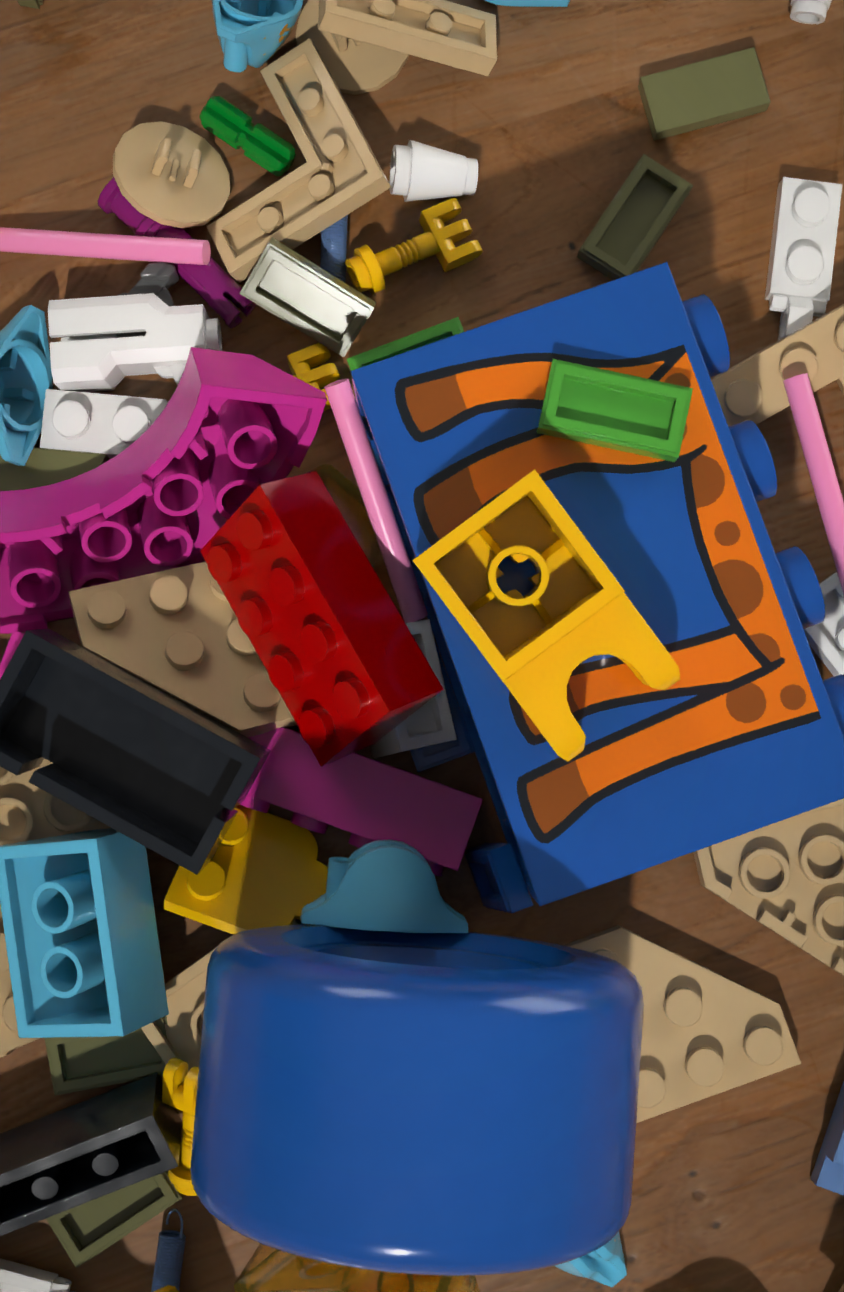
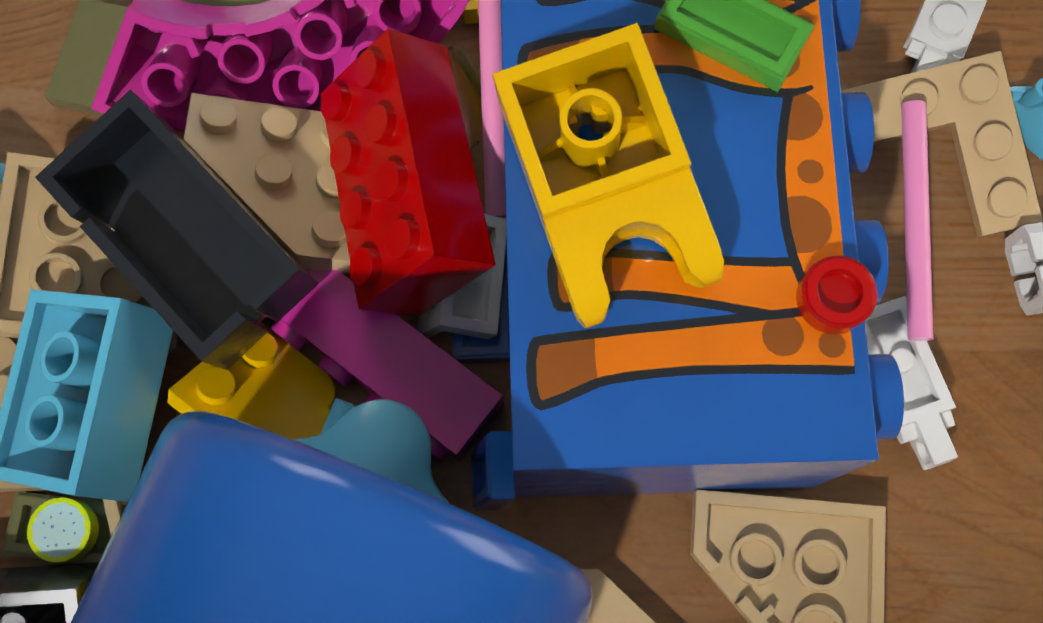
camera: 20 degrees right, 10 degrees down
(107, 1061) = (62, 530): none -> tile
(785, 651) = (836, 295): none -> red tile

